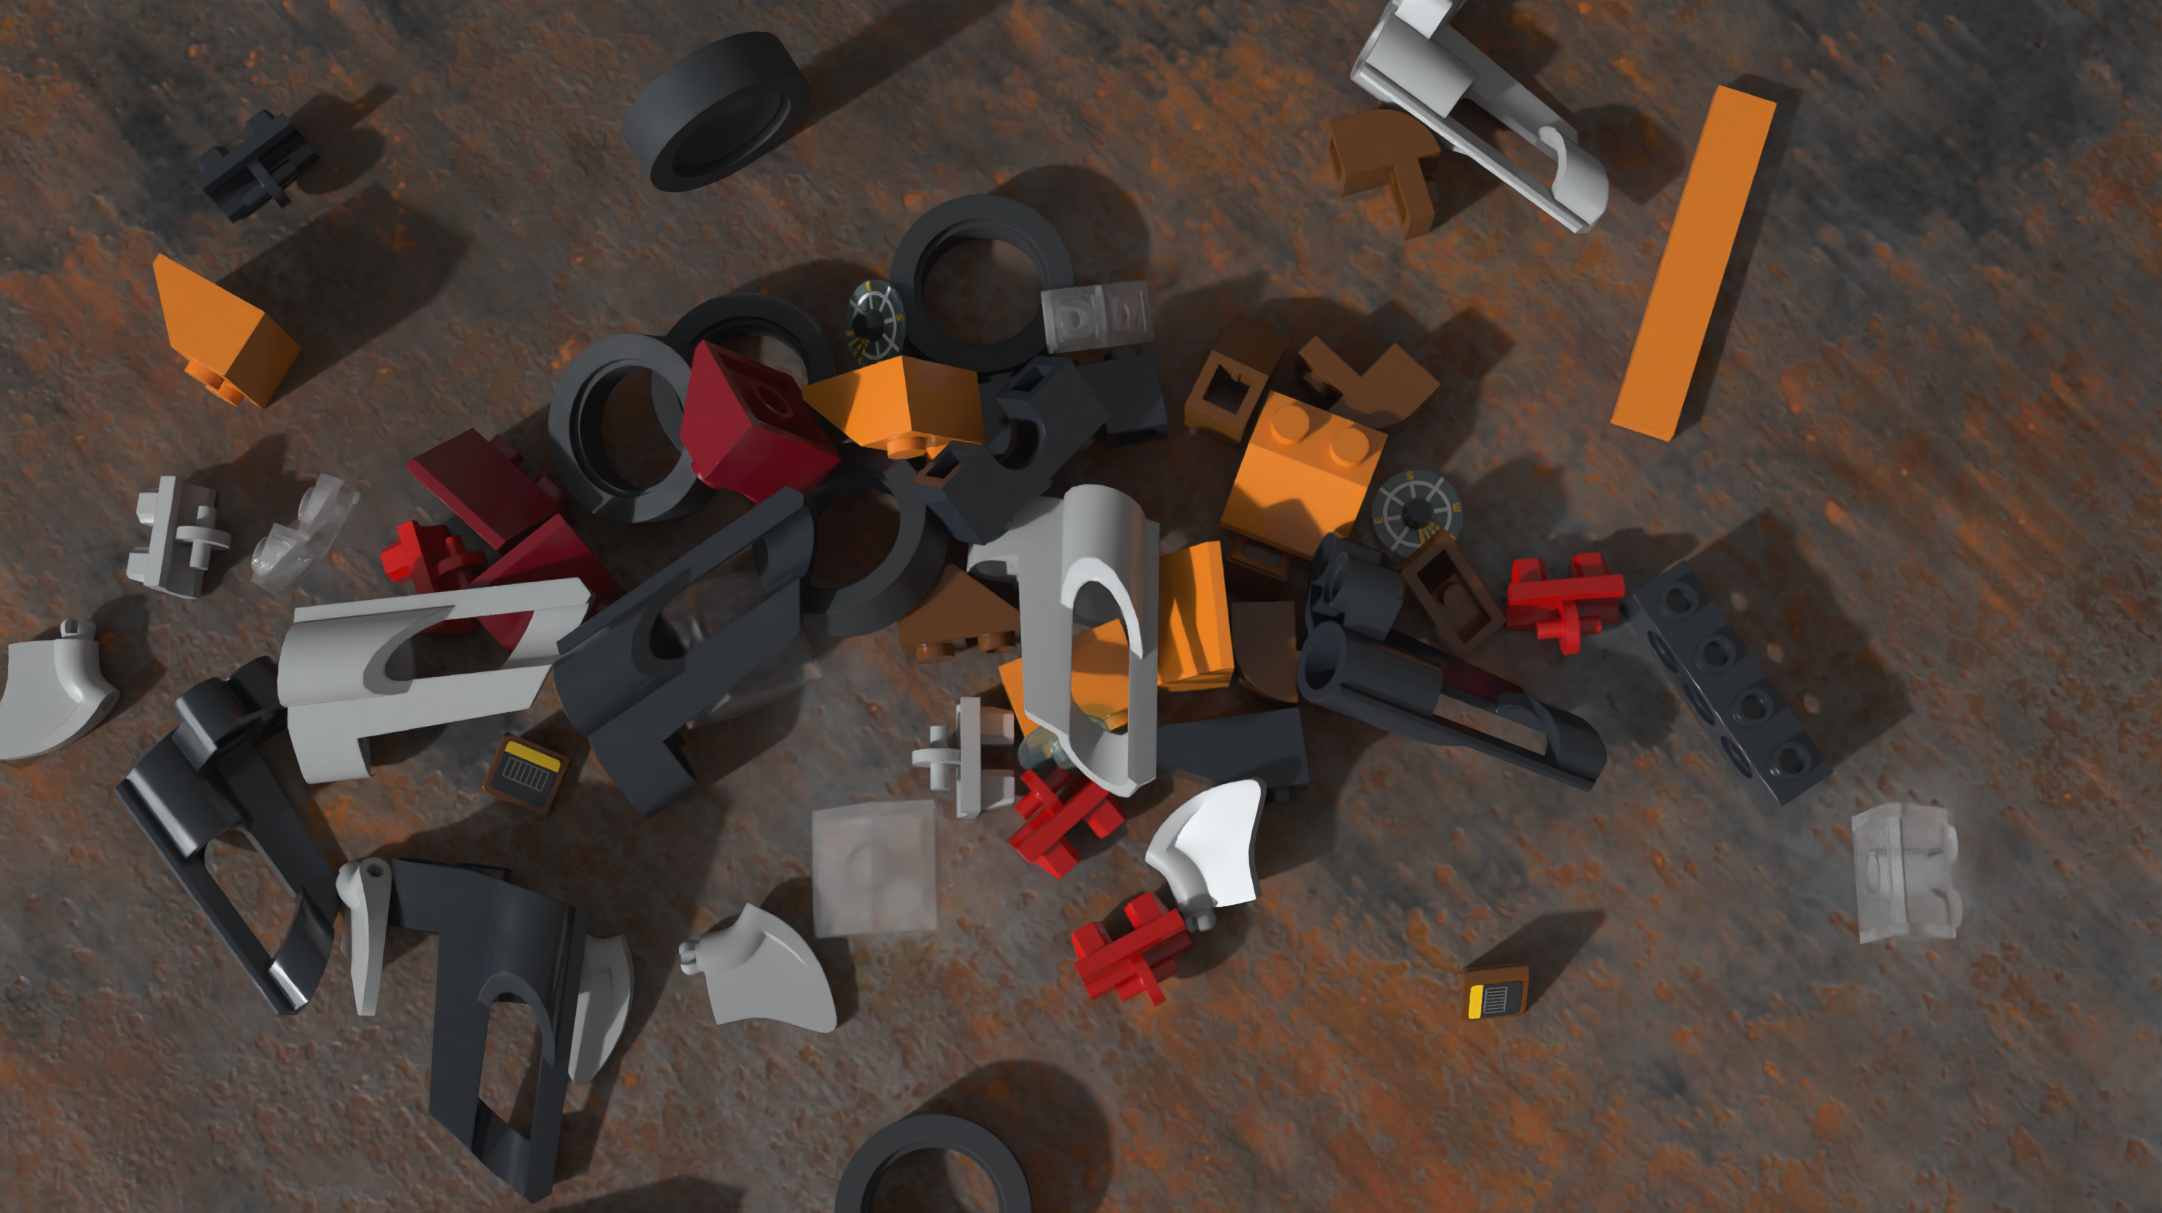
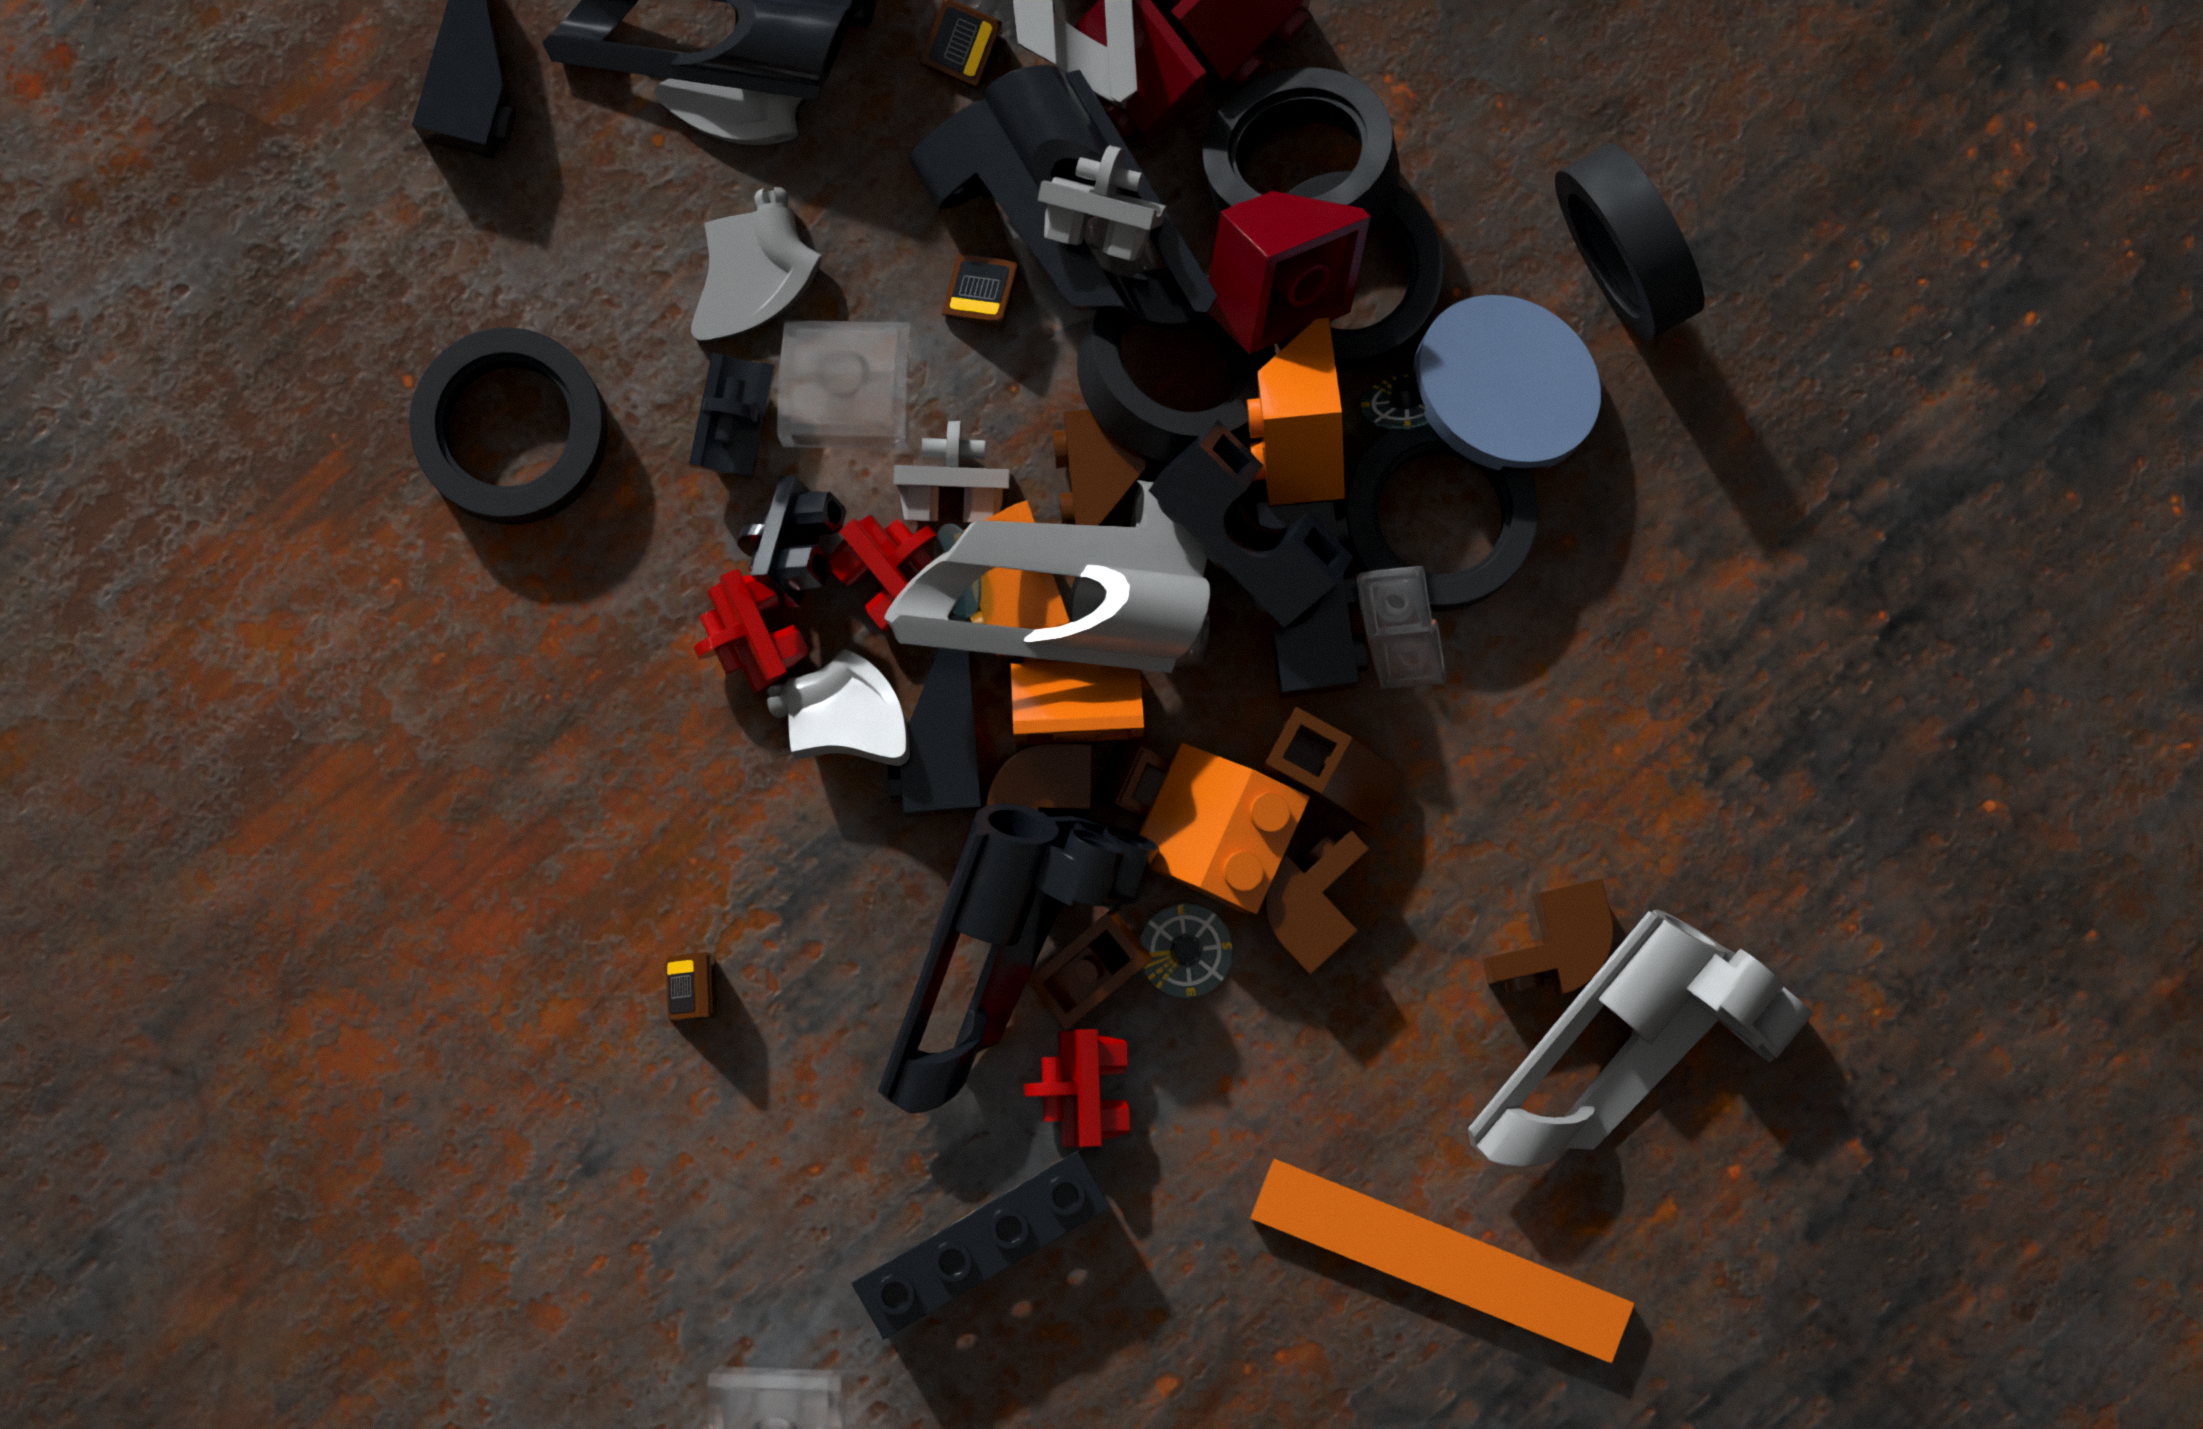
camera: 85 degrees right, 5 degrees up
(708, 573) = (1073, 202): none -> light grey hips
(777, 742) = (980, 290): none -> slope
(855, 229) = (1507, 383): none -> sand blue tile
(916, 980) = (732, 416): none -> black hips
(1040, 919) = (786, 542): none -> black hips

